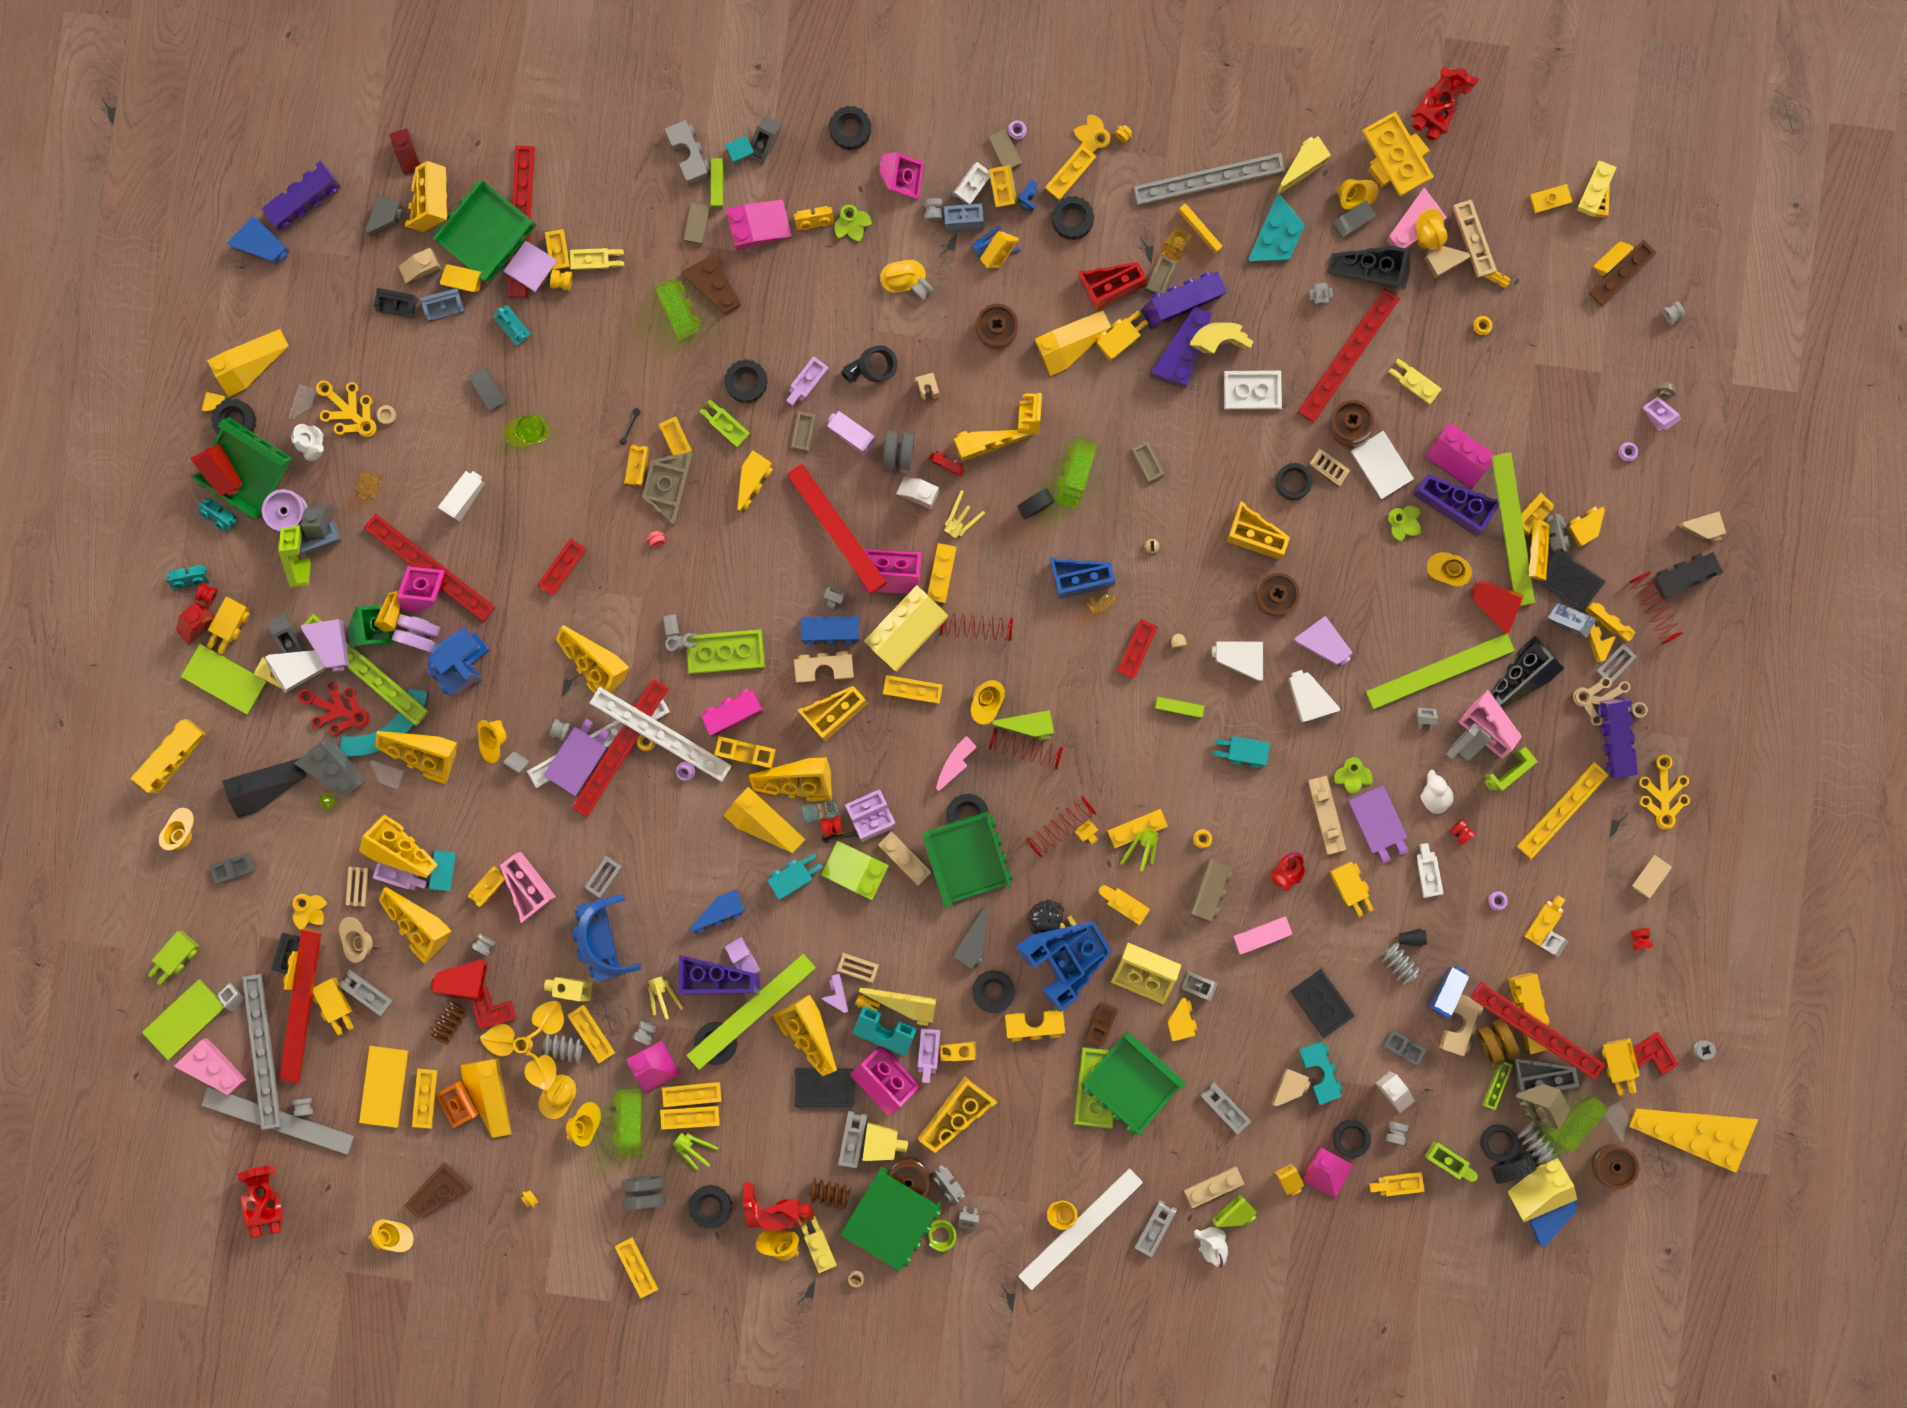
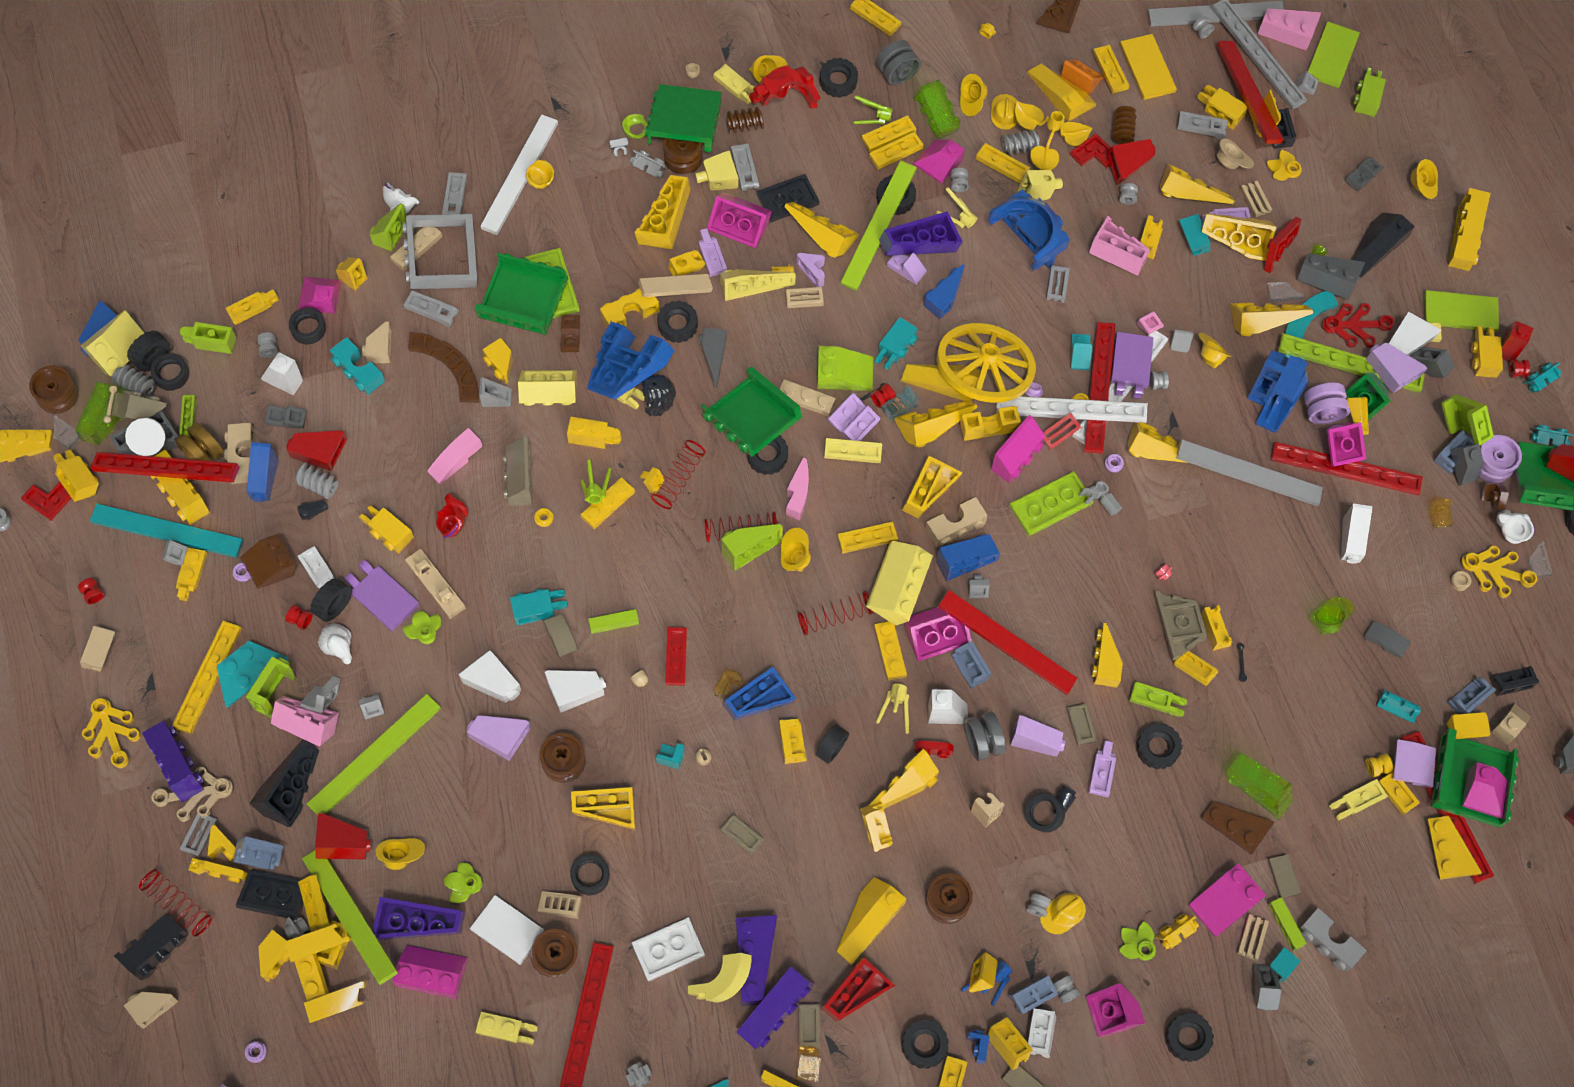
camera: 155 degrees right, 20 degrees down
(305, 478) = (1496, 493): none -> reddish brown bracket
(371, 818) = (1280, 242): none -> red wing
(429, 197) = (1544, 788): yellow wedge -> none
(483, 214) = (1485, 790): none -> dark pink slope
(527, 597) = (1249, 472): none -> light grey tile
(536, 793) = (1150, 323): none -> bright pink slope
(541, 181) = (1450, 851): none -> yellow wing
(562, 567) = (1233, 514): red plate -> none
(618, 794) = (1080, 352): none -> teal slope
(641, 661) = (1114, 458): none -> lavender plate
(675, 825) = (988, 357): none -> yellow wheel
(686, 723) = (1074, 421): none -> tile
(762, 173) = (1257, 921): none -> tan tile
(870, 1029) = (768, 251): teal arch -> none
(876, 526) = (971, 665): none -> sand blue hinge
(886, 782) = (853, 450): none -> light yellow plate
(980, 1029) = (675, 285): none -> tan tile
(1067, 525) = (792, 741): none -> yellow hinge
(1076, 472) = (807, 793): clear neon green wedge -> none
(1120, 337) = (822, 942): yellow hinge -> none
(1180, 558) = (671, 756): none -> teal panel
(1223, 1182) = (440, 281): none -> light grey window
(1224, 1041) = (452, 359): none -> reddish brown tile
(1233, 713) = (560, 635): none -> dark tan slope
(1322, 1003) = (377, 425): black tile -> none
(1387, 998) = (317, 448): none -> red slope
(1428, 831) = (331, 599): none -> black tyre
(1472, 897) = (268, 561): none -> reddish brown slope
(1526, 800) = (242, 669): none -> teal wing
(1546, 1067) = (145, 436): none -> white tile
(1554, 974) = (166, 530): none -> teal tile
(1560, 1135) = (113, 390): none -> tan hinge
(1562, 466) = (319, 1000): none -> yellow wedge

